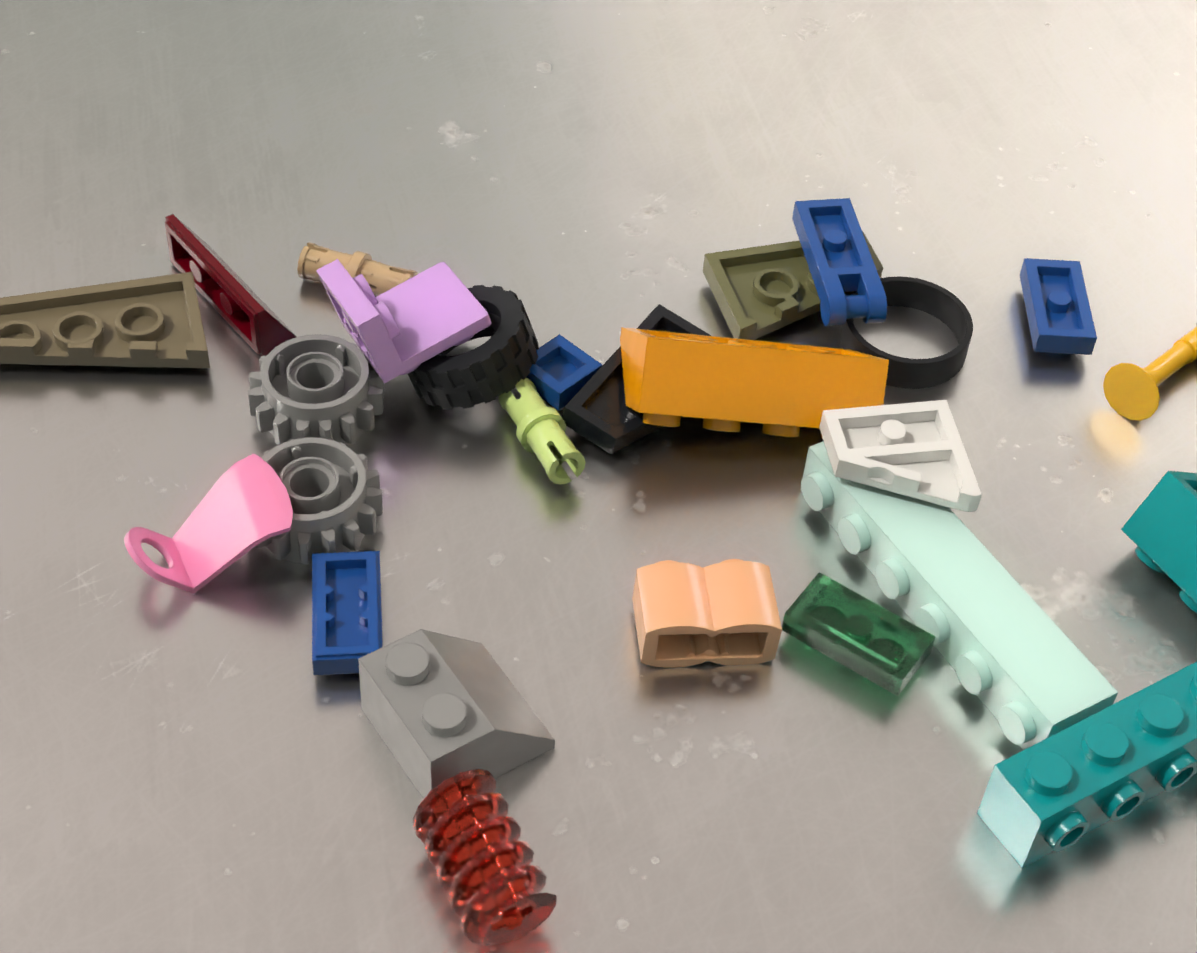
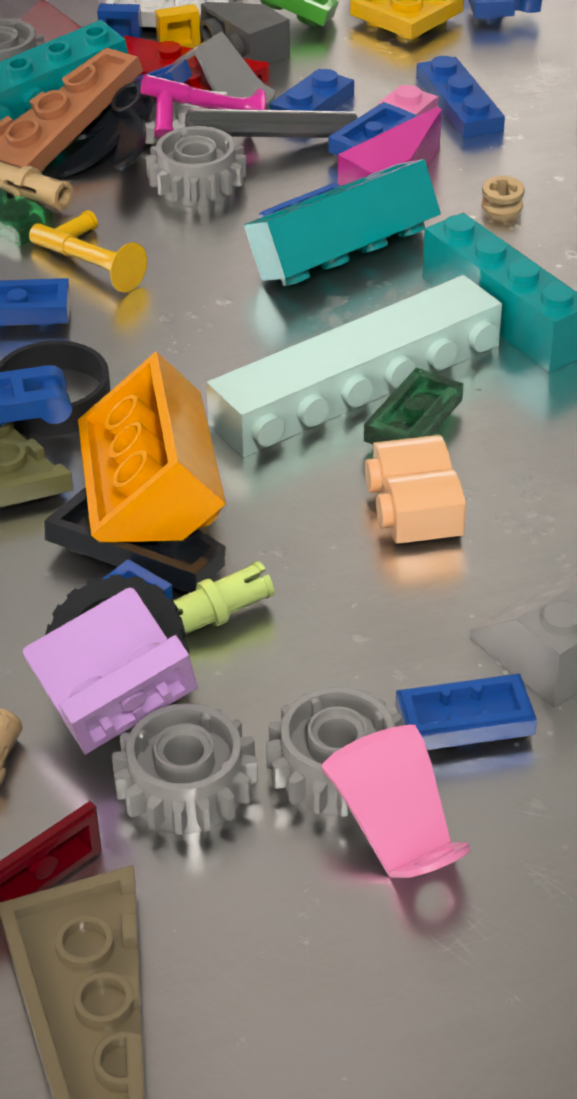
camera: 90 degrees left, 5 degrees down
(902, 450) = (257, 350): white wing -> none

